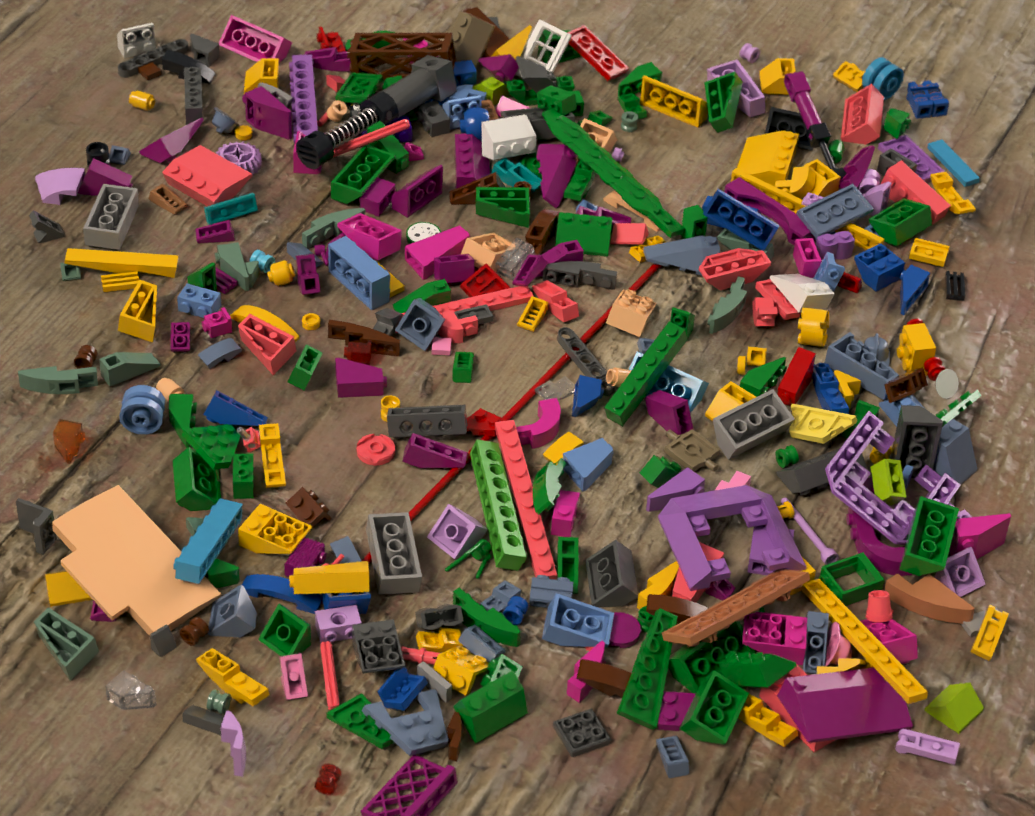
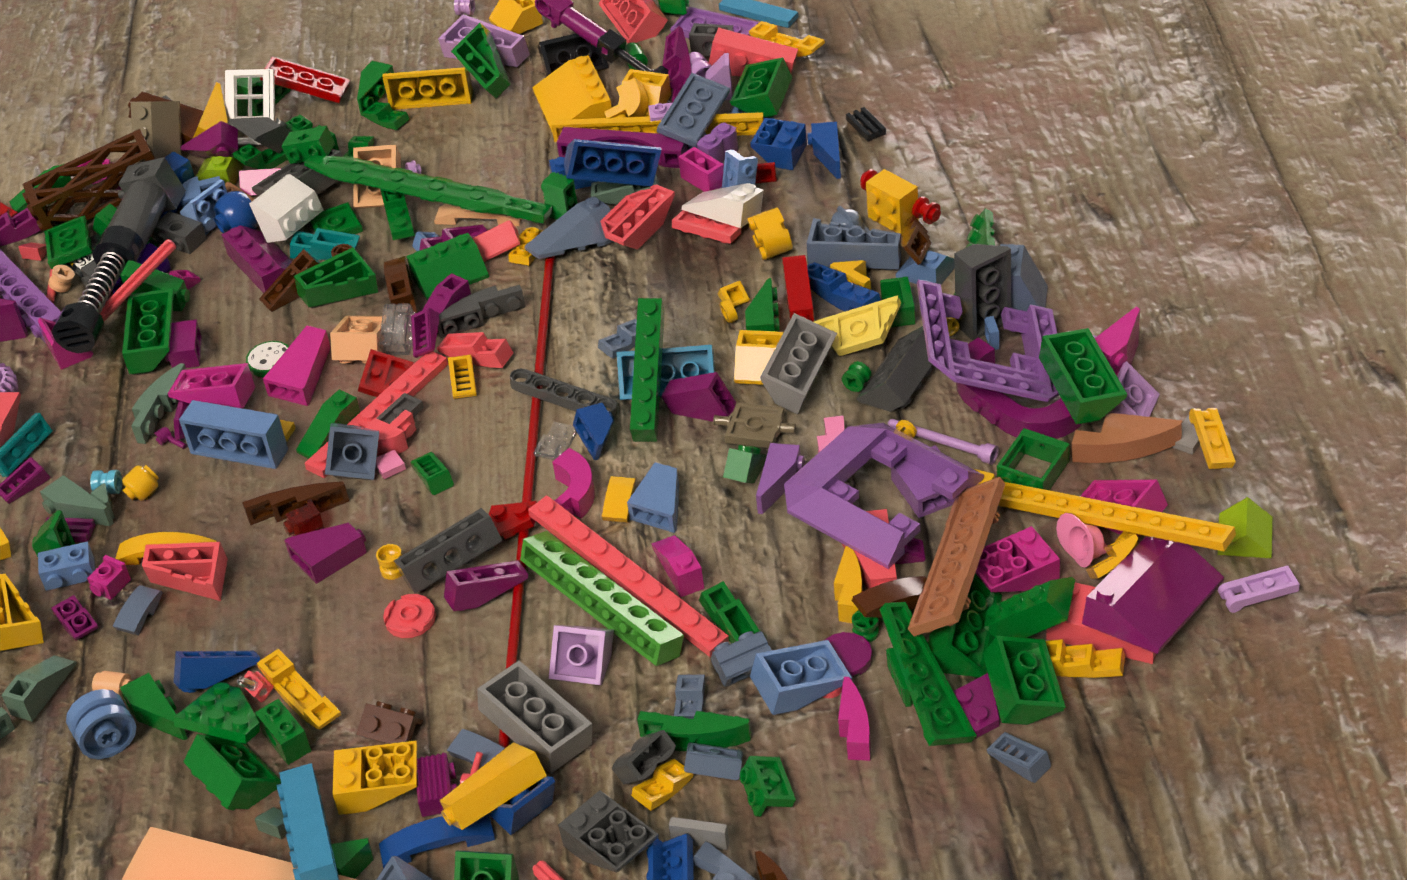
camera: 25 degrees left, 0 degrees up
(68, 438) = (29, 811): clear orange slope -> none
(295, 249) = (148, 452): sand blue slope -> none
(304, 367) = (256, 570): green brick -> none
(306, 274) = (173, 470): magenta brick -> none
(311, 321) = (217, 518): yellow tile -> none
(336, 623) = (533, 834): lavender brick -> none
(387, 321) = (309, 468): dark grey slope -> none
(418, 192) = (227, 315): magenta slope -> none
(419, 655) = (663, 811): coral pin -> none
(453, 268) = (337, 373): magenta brick -> none
(460, 668) = (715, 799): yellow bracket -> none
(479, 551) = (622, 660): green plant -> none
(492, 707) = (789, 820): green slope -> none
(516, 609) = (718, 698): blue wheel -> none
(547, 485) = (641, 547): green slope -> none
(556, 167) = (364, 215): magenta wedge -> none
(581, 732) = (903, 791): dark grey tile -> none
(603, 677) = (884, 714): reddish brown slope -> none
(611, 576) = (788, 603): dark grey slope -> none
(616, 376) = (617, 390): light nougat brick -> none
(629, 121) = (396, 131): sand green wheel -> none
(631, 312) = (569, 319): light nougat slope -> none
(683, 319) = (629, 300): green slope -> none
(728, 308) = (663, 259): sand green slope -> none
(764, 311) = (705, 246): coral brick -> none
(815, 641) = (1053, 533): sand blue slope -> none
(879, 606) = (1086, 474): coral piece -> none
(888, 481) = (990, 341): lime brick -> none
(929, 252) = (813, 105): yellow plate -> none
(947, 383) = (948, 219): white sticker -> none

